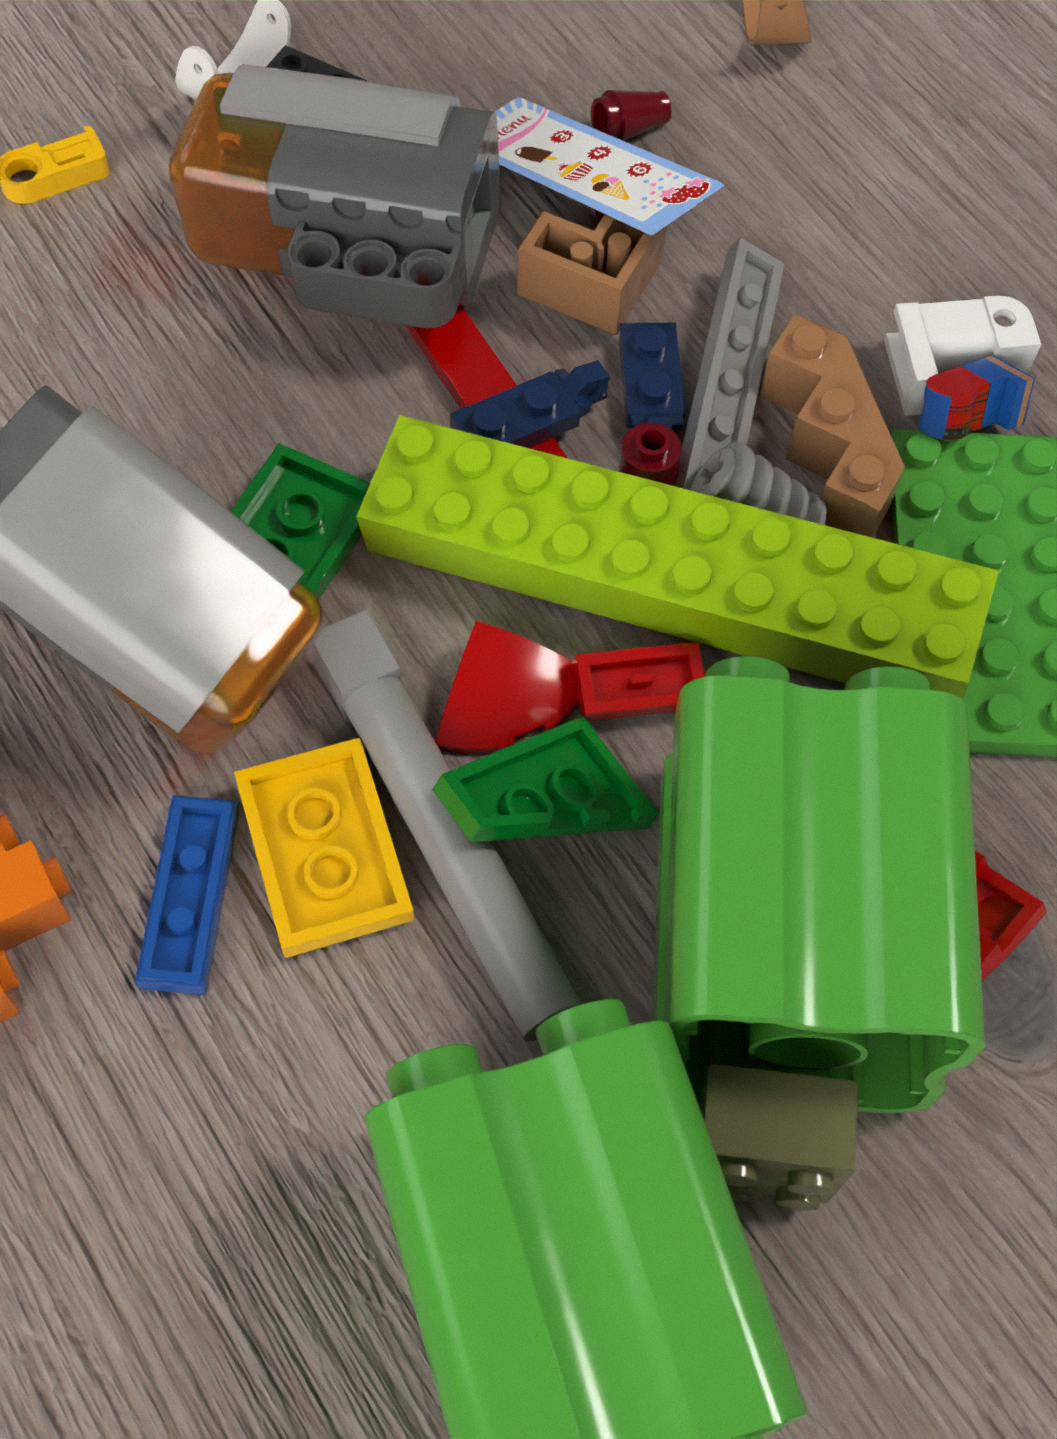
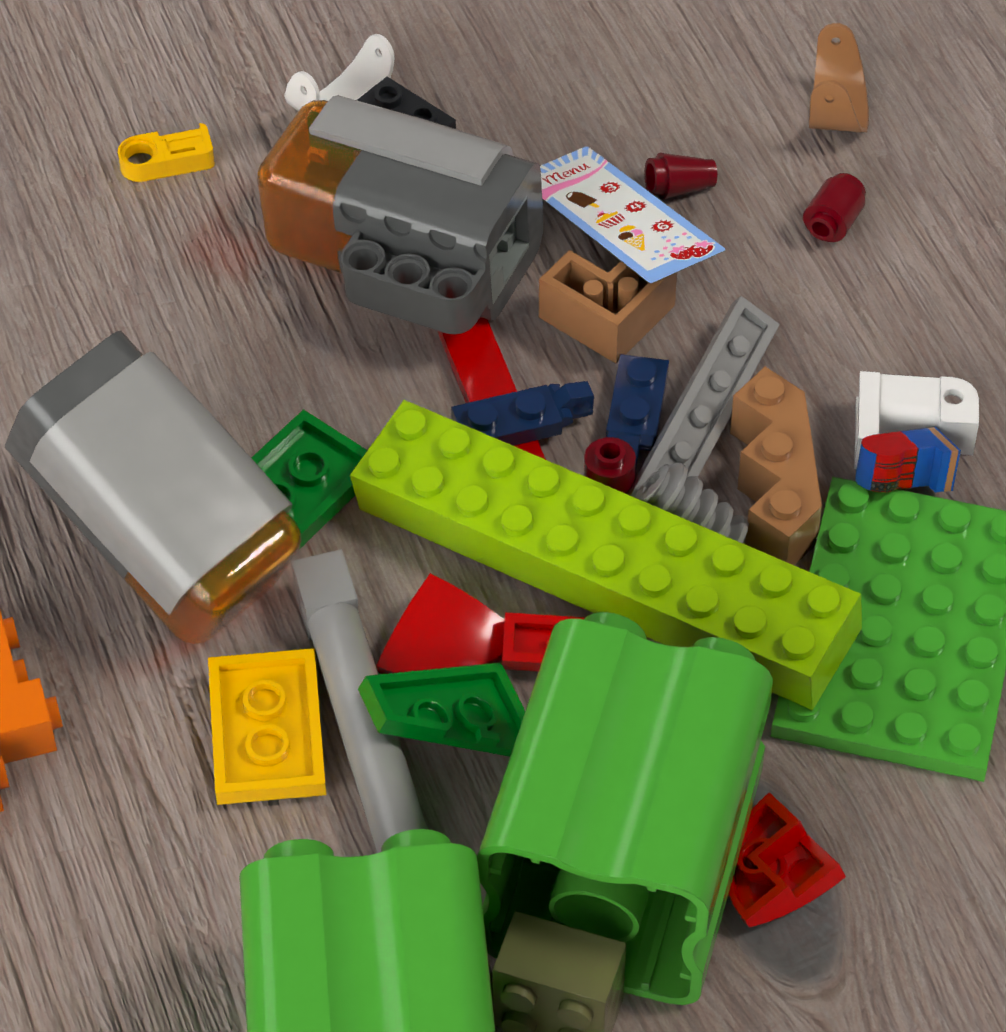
camera: 15 degrees right, 10 degrees down
(188, 895) = (152, 746): blue tile -> none
(806, 127) = (835, 207): none -> dark red brick

